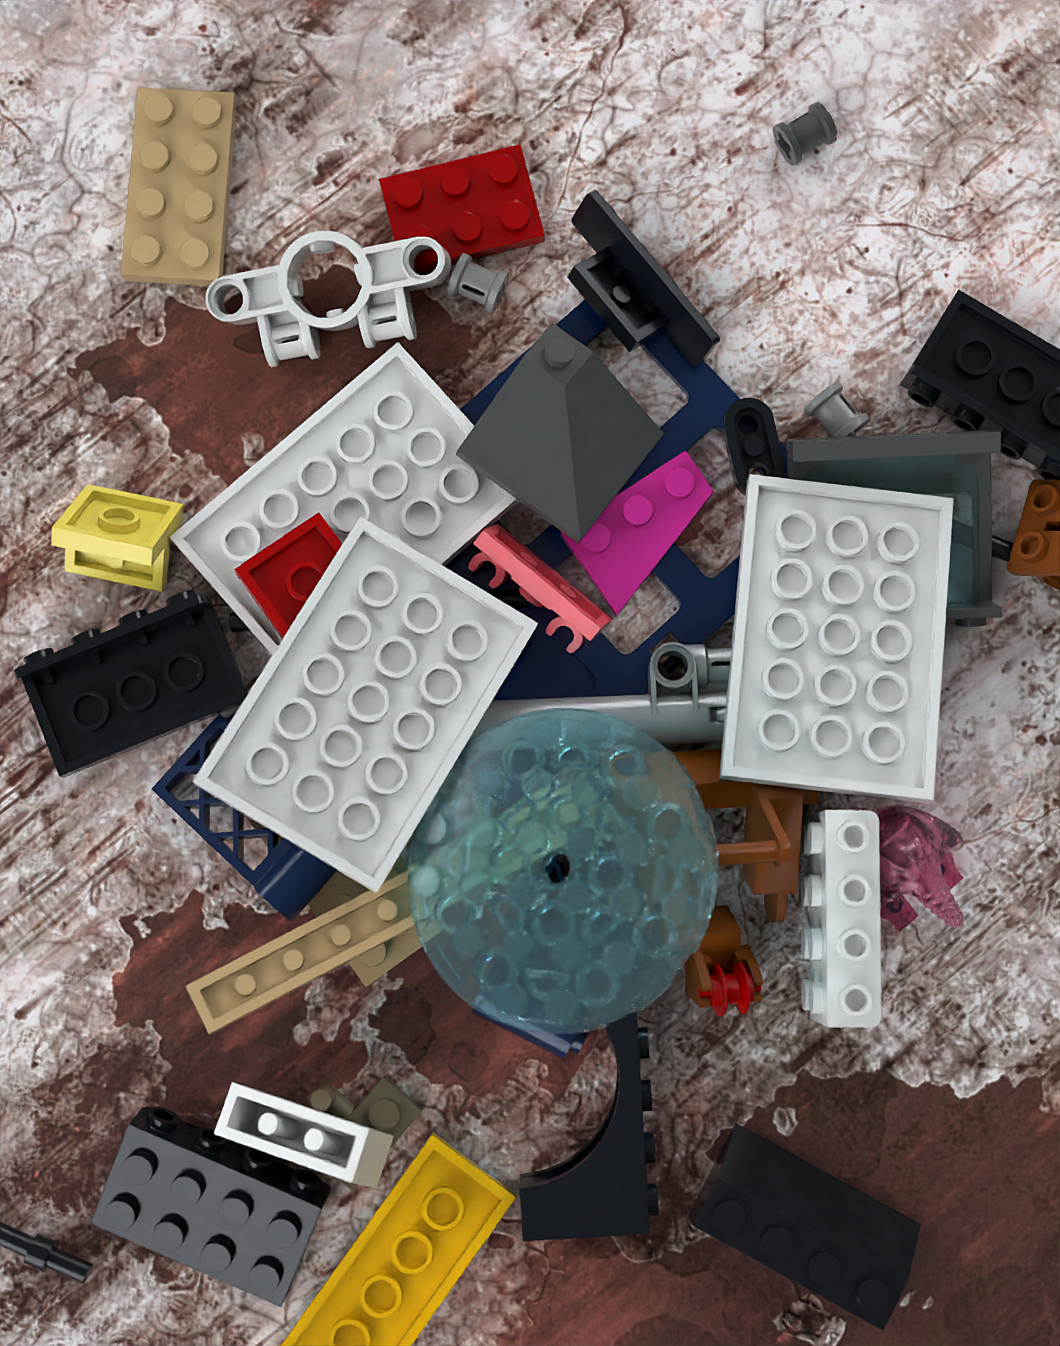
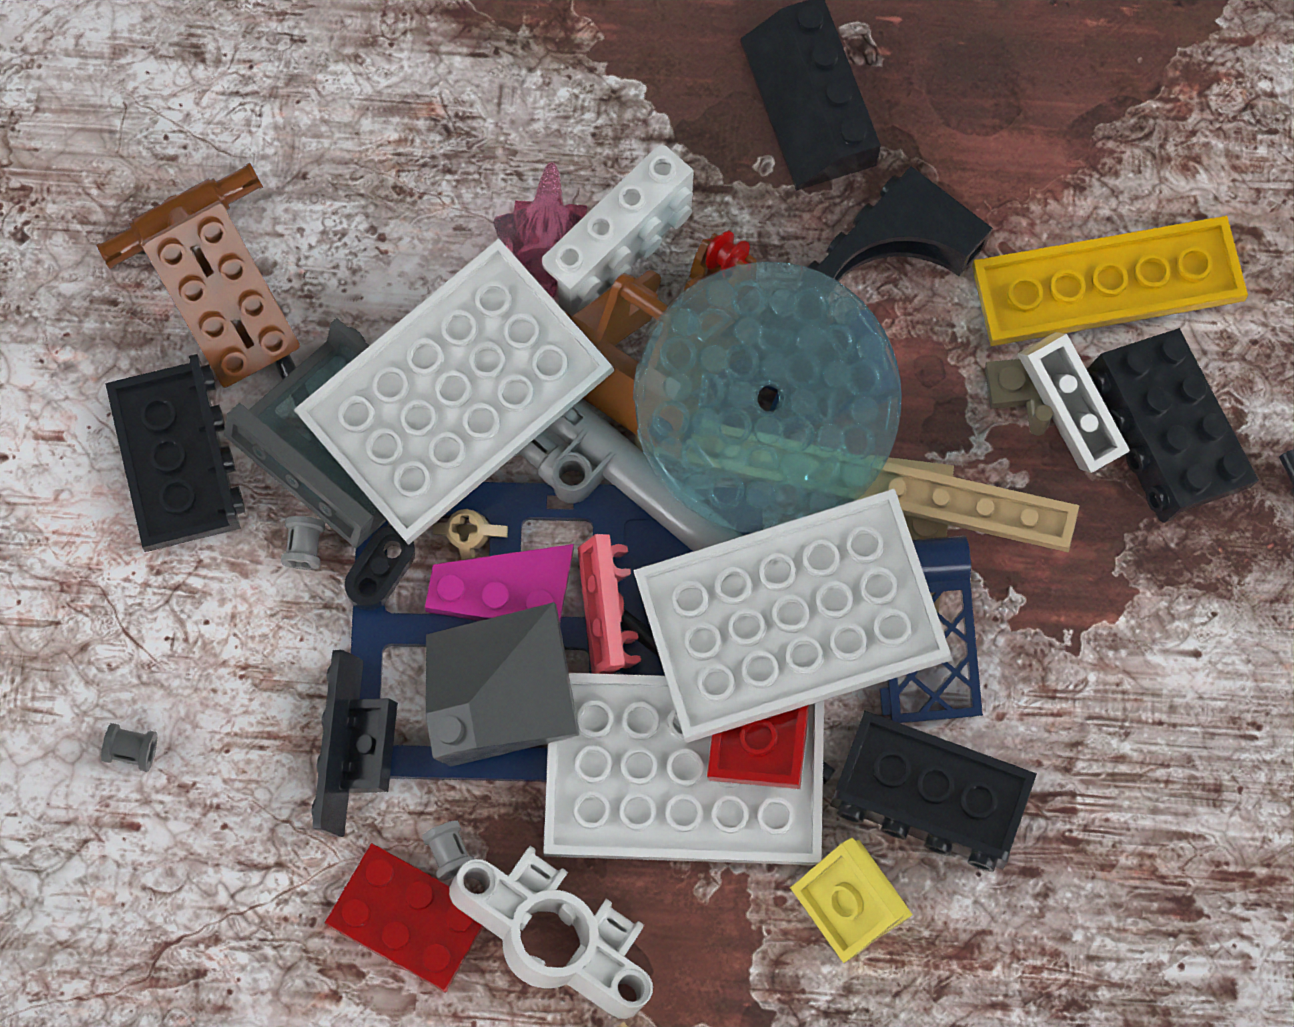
camera: 140 degrees left, 10 degrees down
(713, 550) = (468, 537): none -> tan piece

